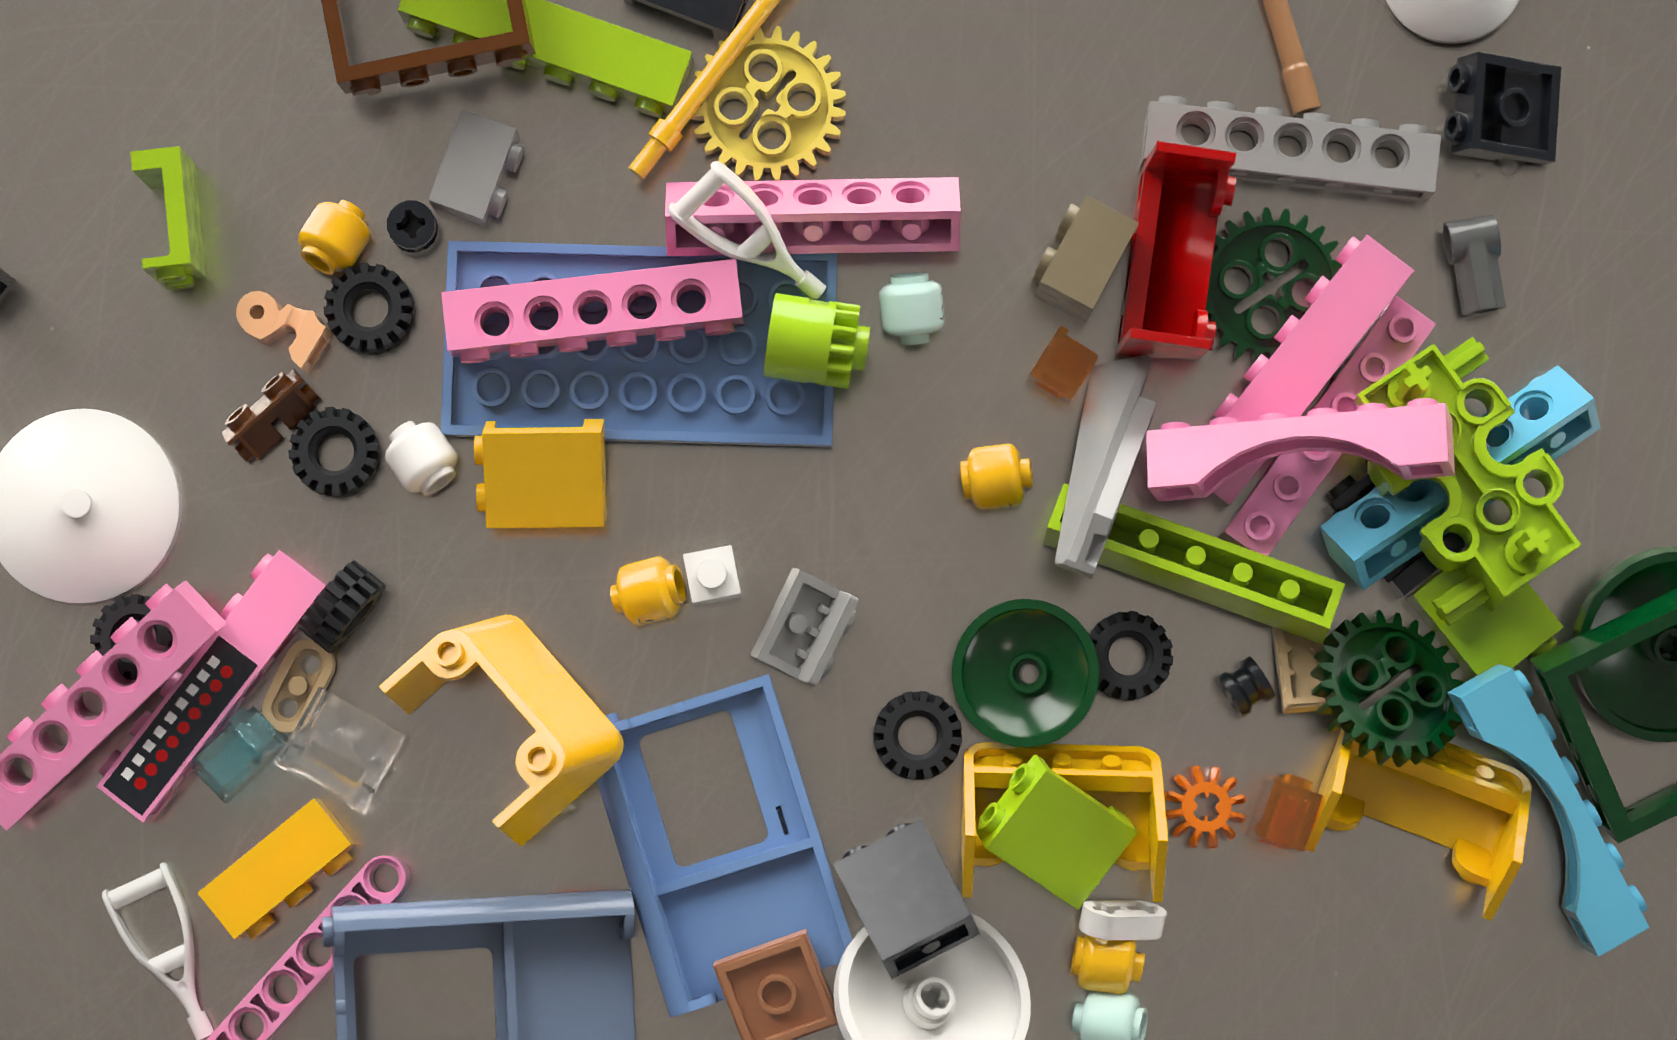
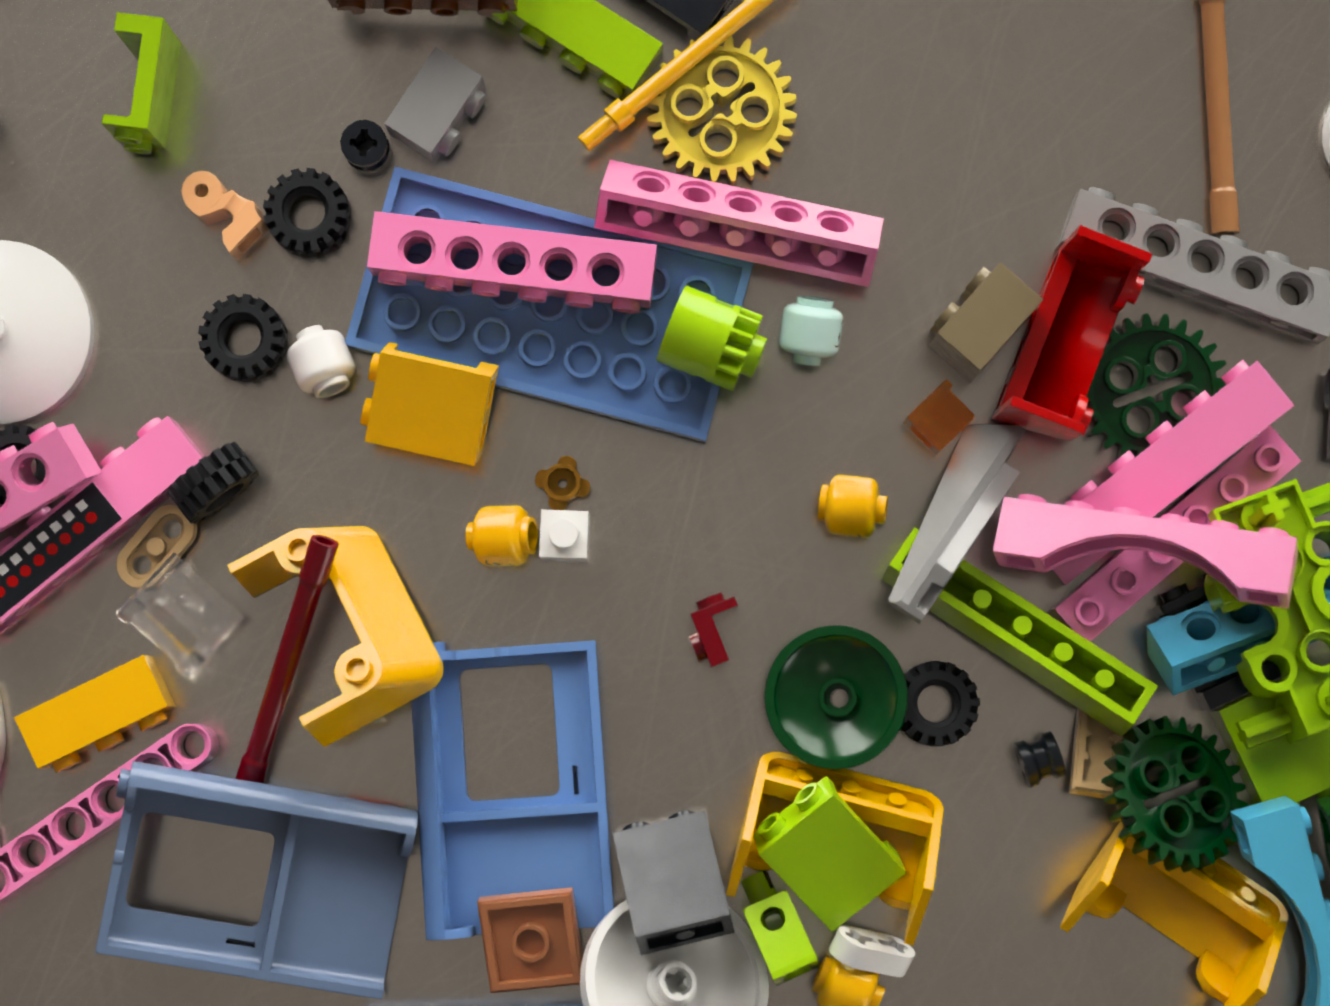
camera: 20 degrees right, 0 degrees up
(238, 753) = (85, 596): clear light blue brick -> none
(253, 424) = (174, 295): reddish brown hinge -> none
(334, 236) = (290, 138): yellow head -> none
(470, 678) = (313, 577): none -> dark red piece
(696, 509) = (565, 470): none -> pearl gold plate
(754, 246) = (676, 237): white piece -> none
(805, 628) = (640, 605): light grey bracket -> none
(882, 648) = (707, 641): none -> dark red bracket
(923, 705) = (749, 724): black tyre -> none
(1034, 939) = (786, 949): none -> lime torso
(1220, 807) = (990, 866): orange gear -> none
(1285, 813) = (1049, 888): clear orange brick -> none

